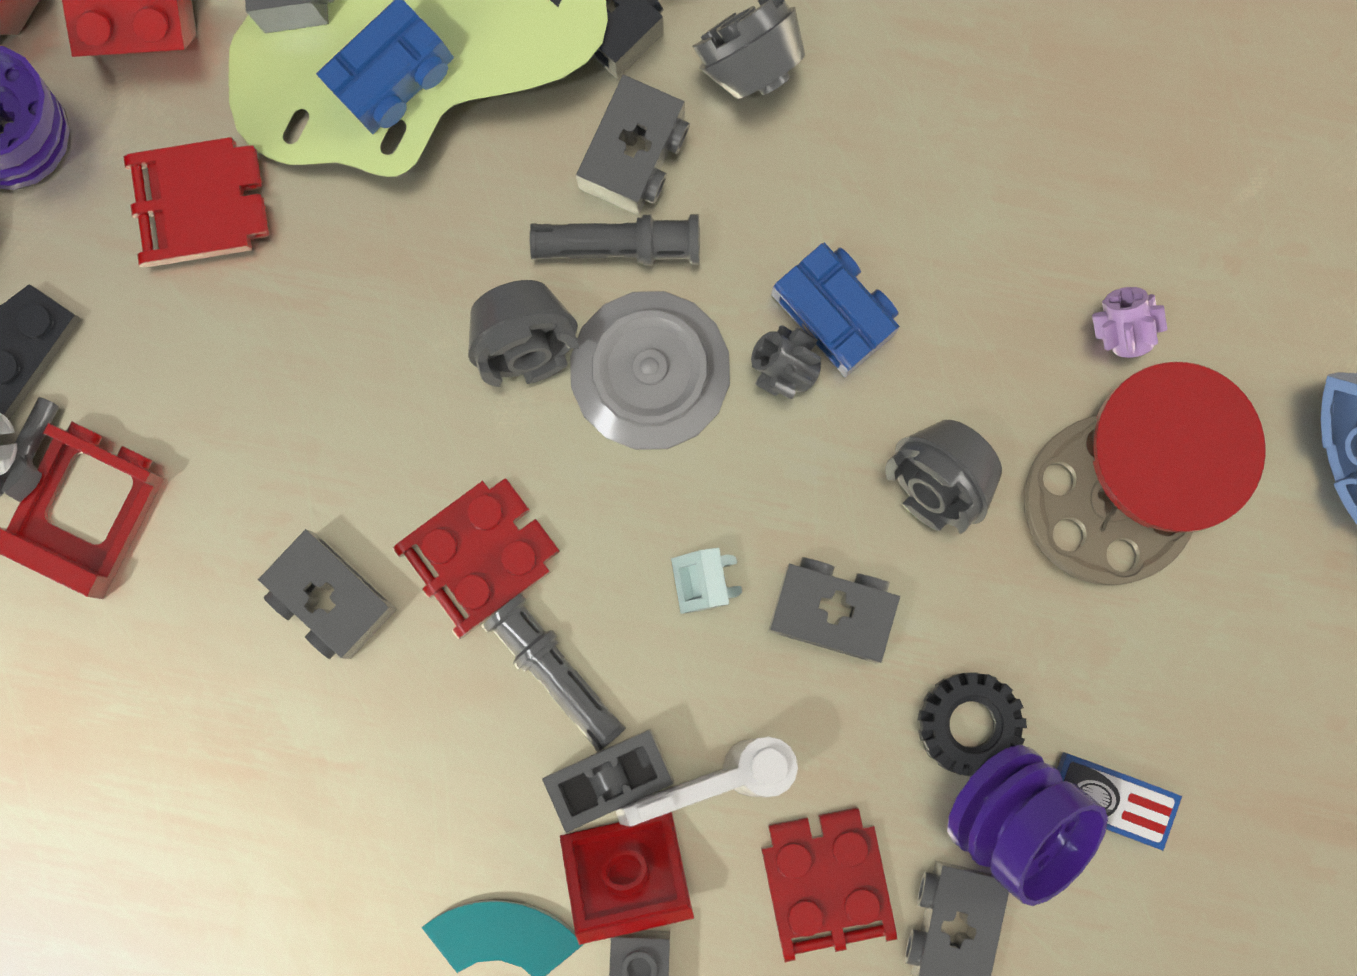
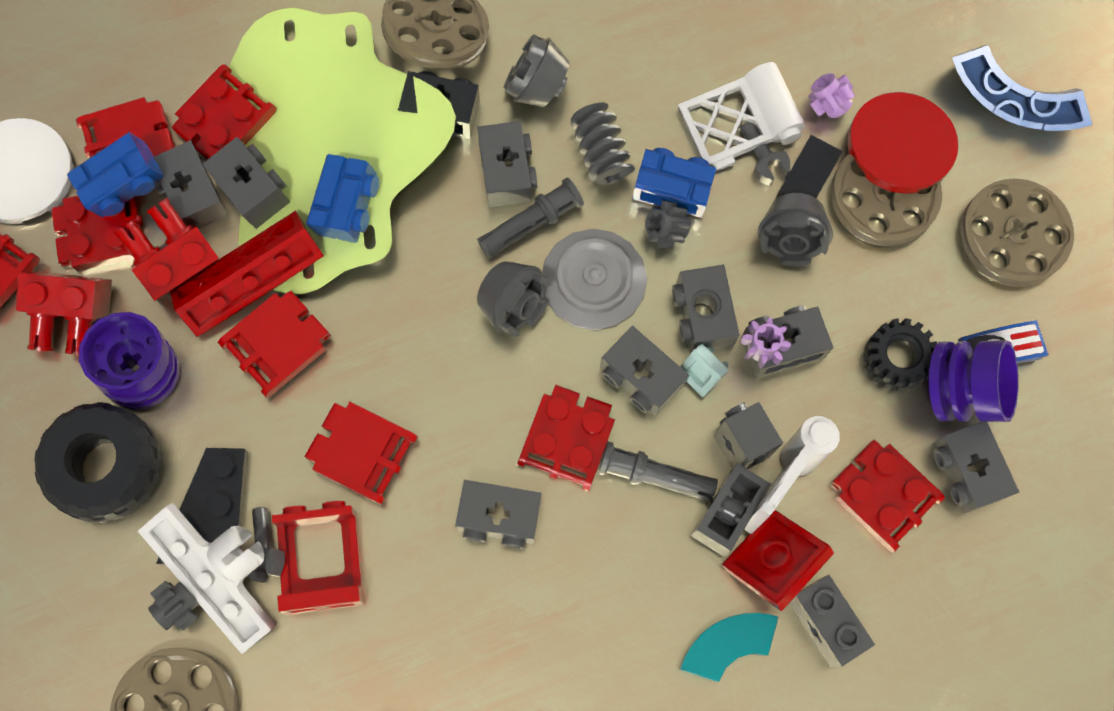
camera: 40 degrees left, 10 degrees down
(209, 92) = (245, 274): none -> red fence
(210, 406) = (359, 450): none -> red plate
(630, 500) = (634, 353): none -> dark grey brick
(689, 704) = (747, 435): none -> dark grey brick
(772, 197) = (598, 144): none -> dark grey piece
(784, 478) = (711, 288): none -> dark grey brick
(806, 603) = (774, 339): none -> lavender gear
(987, 344) = (766, 157): none -> dark grey bar
(1029, 407) = (811, 168): none -> black tile
(1037, 283) = (768, 103): none -> white piece
(1262, 688) = (1017, 217): none -> dark tan wedge

